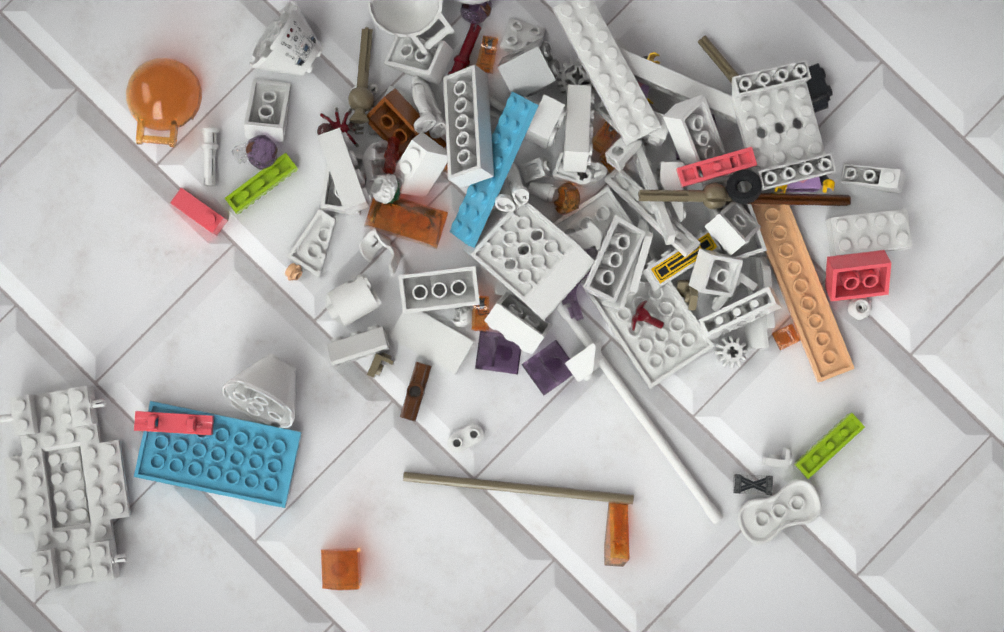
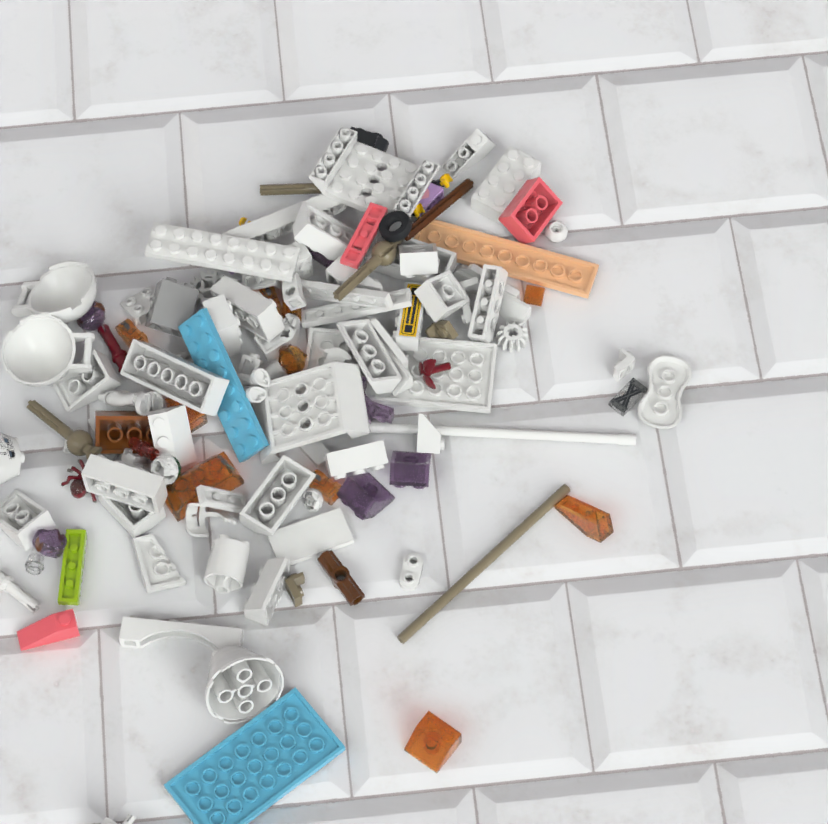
camera: 50 degrees left, 25 degrees down
(174, 423) = (198, 777): coral hinge -> none
(293, 272) = (163, 596): light nougat plate -> none
(294, 346) = (140, 632): none -> white arch
(401, 250) = (221, 499): none -> white tile
(829, 445) = (643, 323): lime gear -> none

